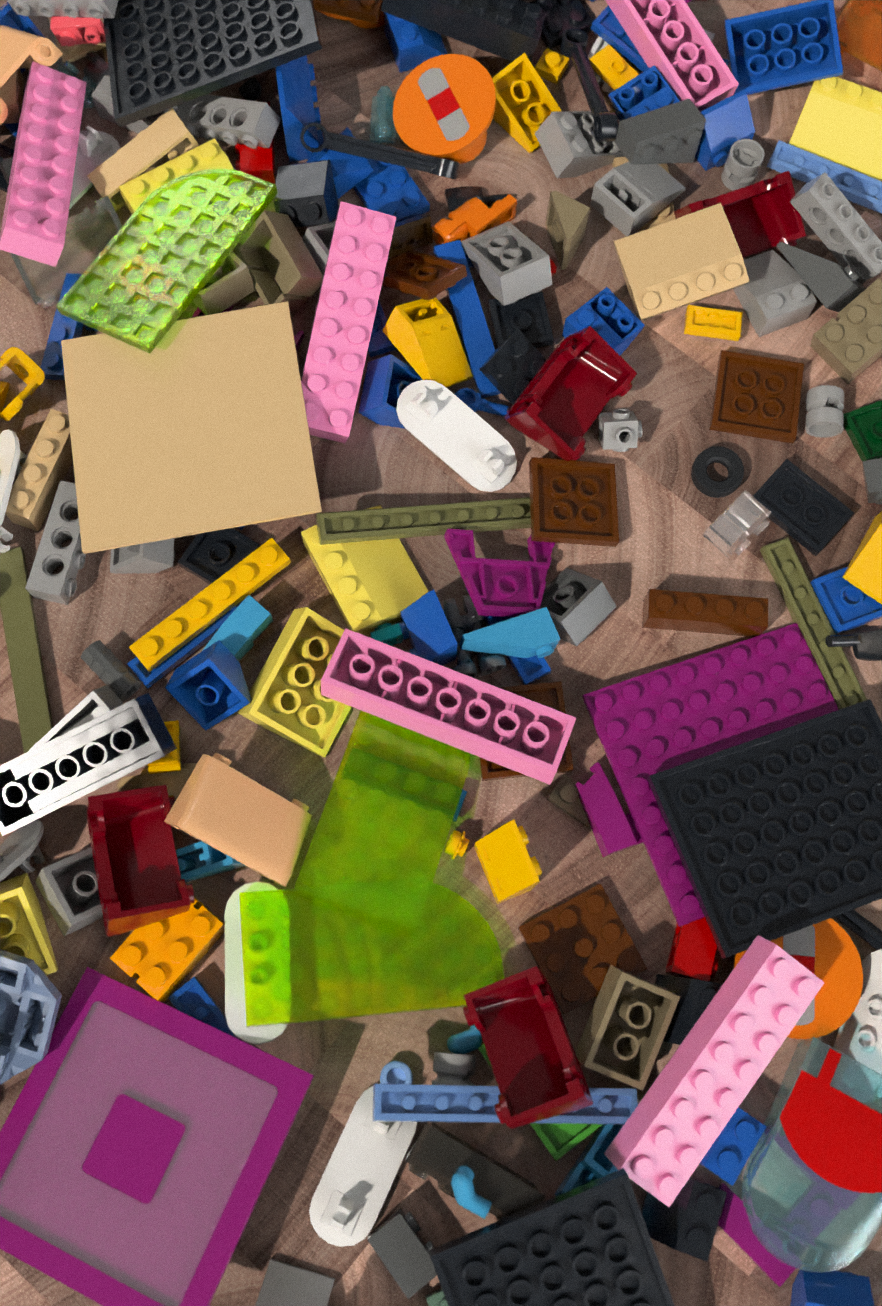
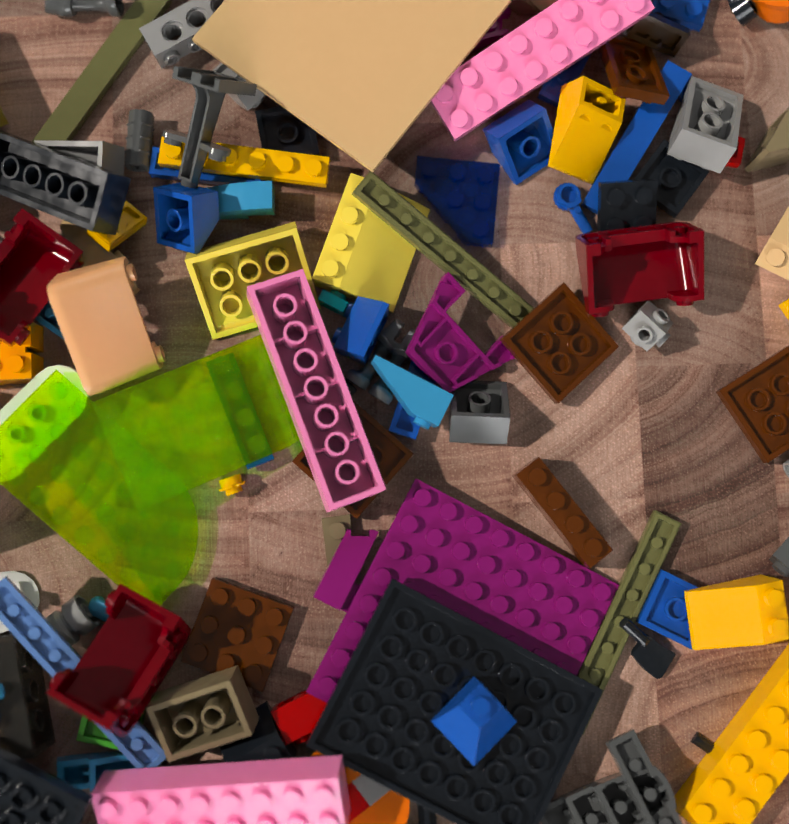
camera: 50 degrees right, 10 degrees up
(142, 573) = (210, 93): none -> dark grey piece
(392, 473) = (461, 195): none -> clear blue plate
(396, 1073) = (40, 584): light blue tile -> none
(457, 196) = (738, 51): black piece -> none
(457, 435) = (531, 213): white piece -> none
(473, 218) = (721, 69): orange plate -> none
(507, 862) = (242, 533): yellow slope -> none
(608, 318) = (727, 240): blue slope -> none
(721, 455) = (703, 422): black tyre -> none
(737, 524) = (656, 477): clear brick -> none
(802, 507) = (715, 513): black plate -> none
(814, 809) = (474, 721): none -> blue slope

